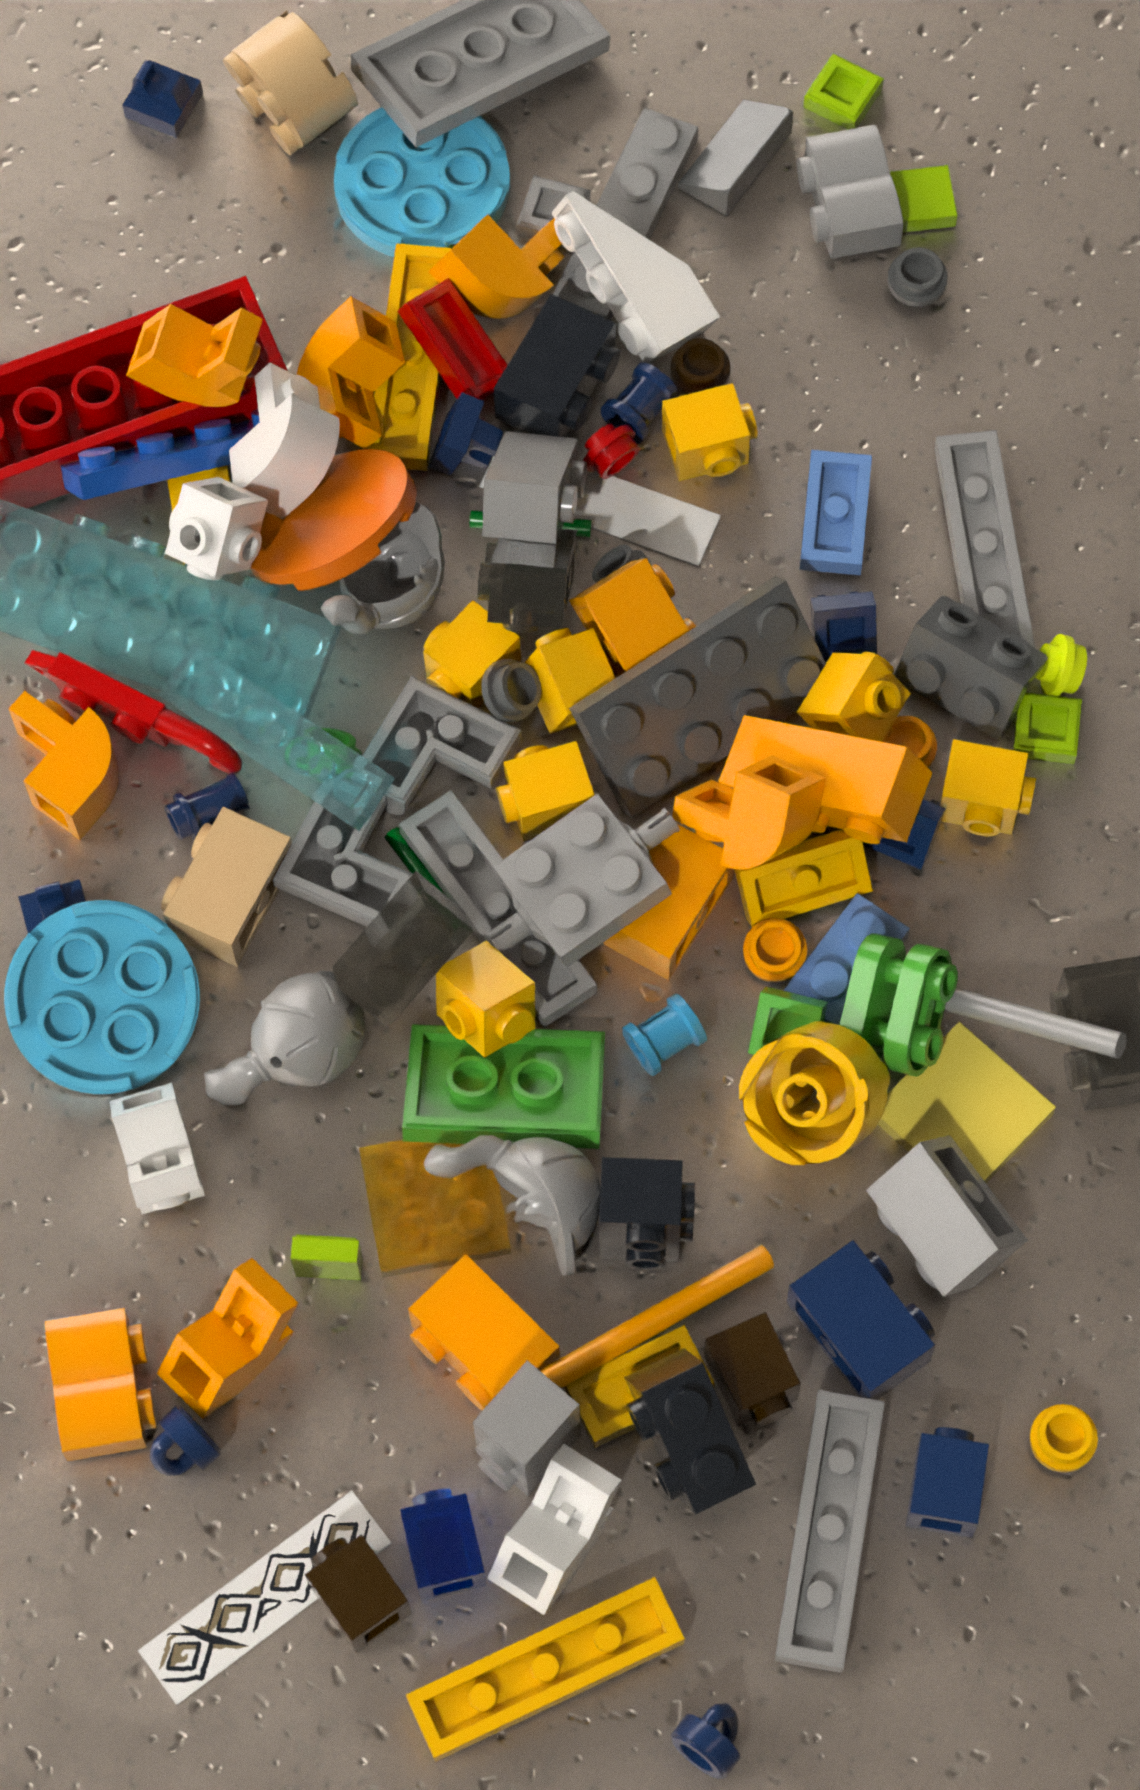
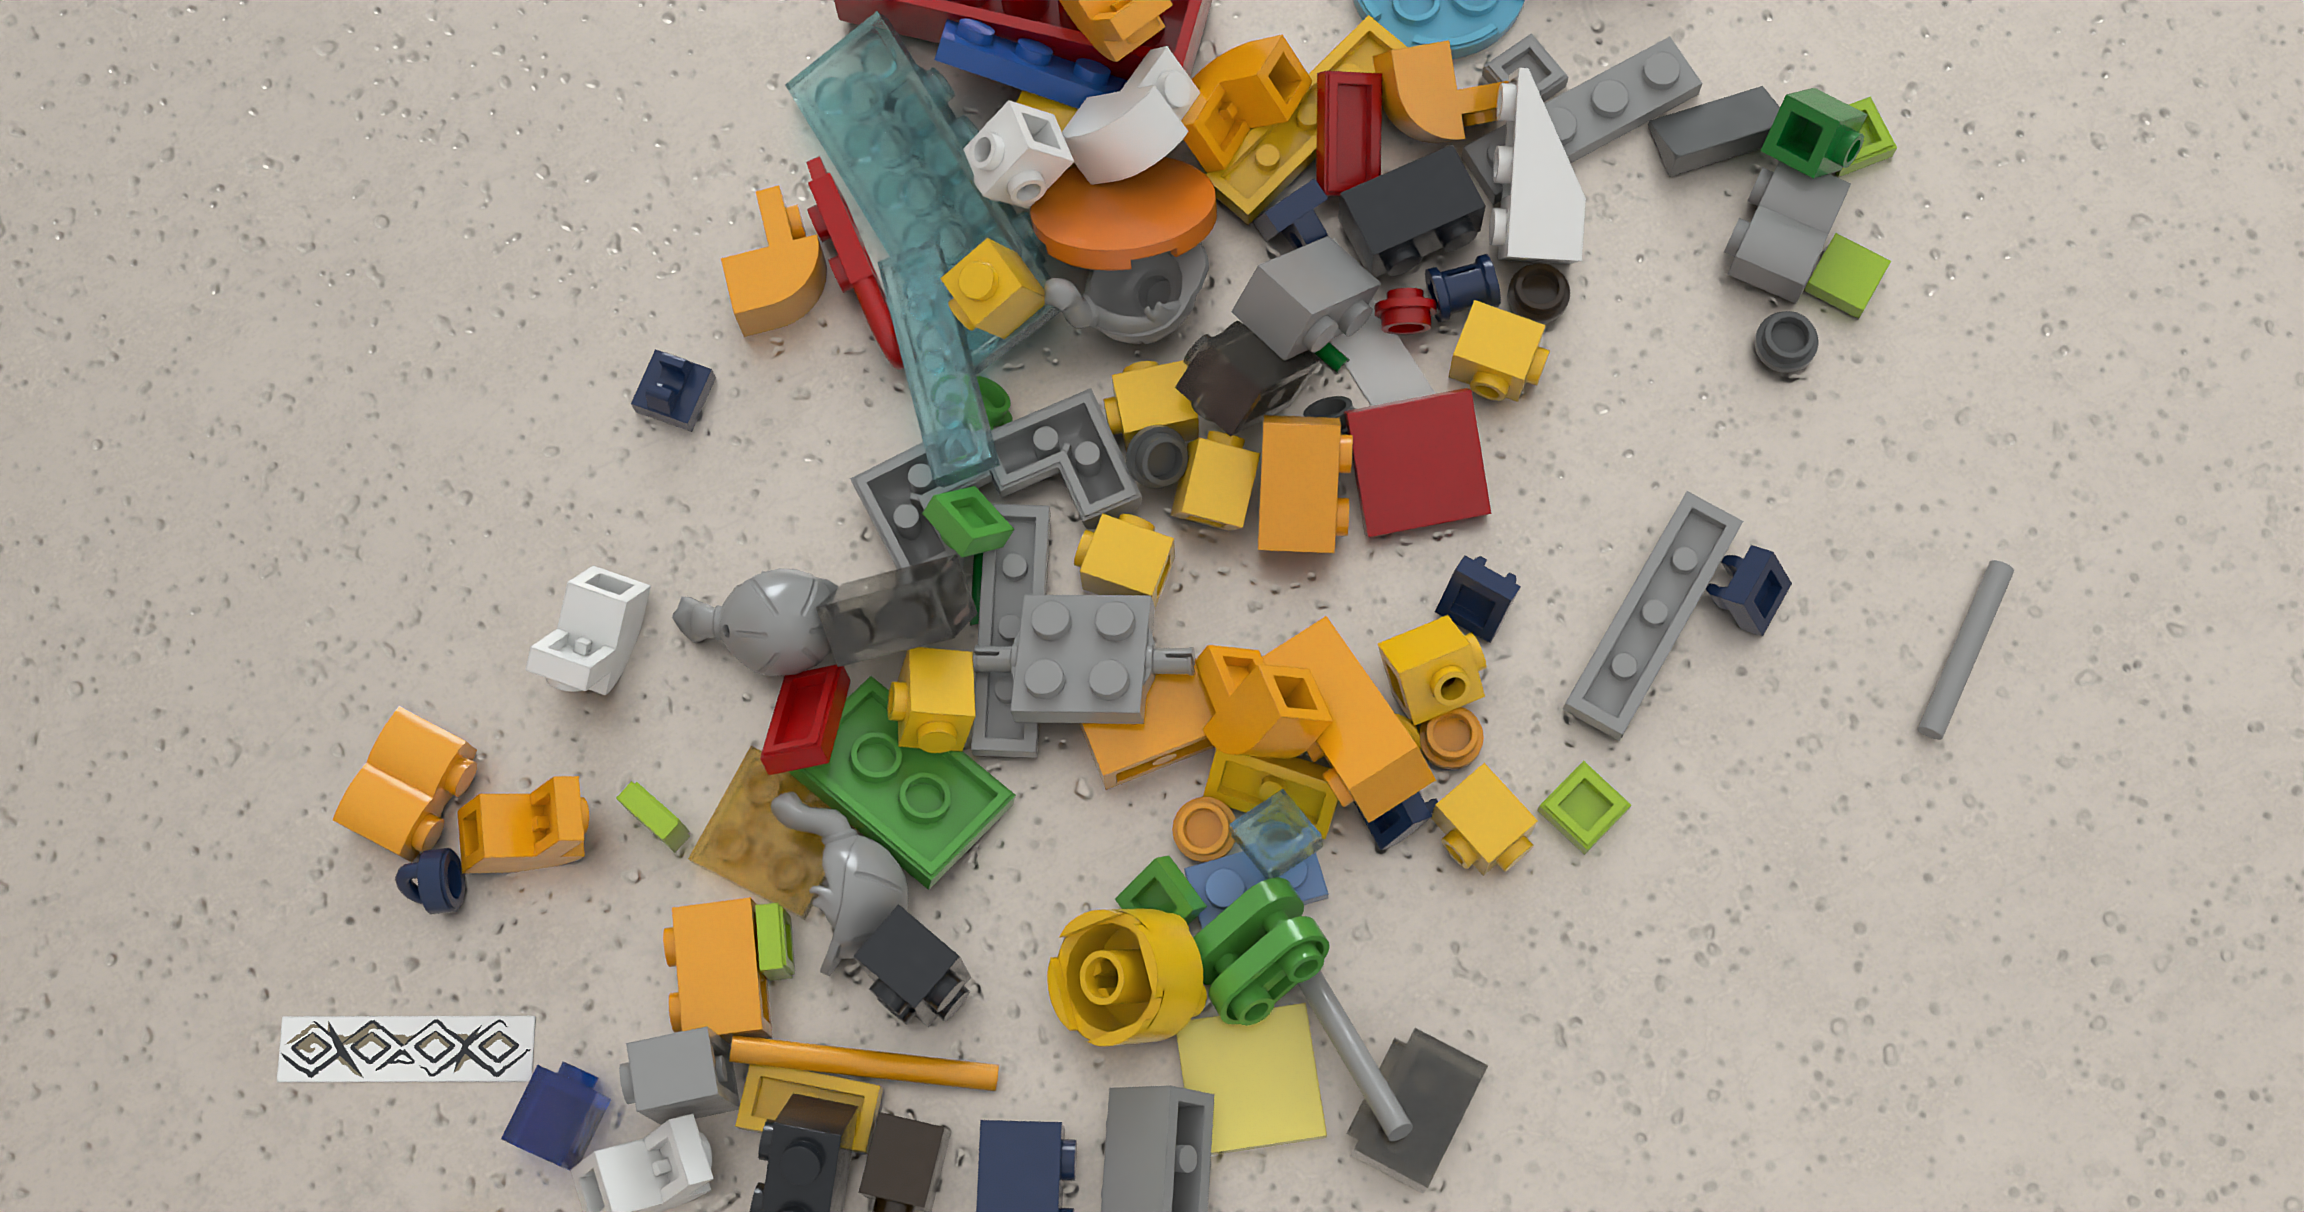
camera: 40 degrees right, 5 degrees up
(101, 997) = (649, 477): medium azure tile -> none
(203, 806) = (853, 380): dark blue pin -> none
(226, 886) = (814, 456): tan brick -> none
(280, 646) = (993, 290): none -> yellow brick
(357, 1591) = (464, 1101): dark brown brick -> none
(394, 1088) = (805, 719): none -> red tile
(402, 842) = (968, 521): none -> bright green plate
(509, 1276) = (775, 941): none -> lime tile
(664, 1034) = (1058, 833): dark azure bush -> none
(689, 698) = (1291, 568): dark grey plate -> none
(715, 548) = (1418, 462): none -> red tile
(822, 103) = (1815, 133): none -> green brick
(835, 512) = (1551, 495): medium blue plate -> none
(840, 906) = (1276, 835): none -> clear light blue plate
(969, 666) = (1556, 707): dark grey bracket -> none
(1045, 475) = (1755, 589): none -> dark blue tile
(1064, 666) = (1635, 763): neon yellow plate -> none

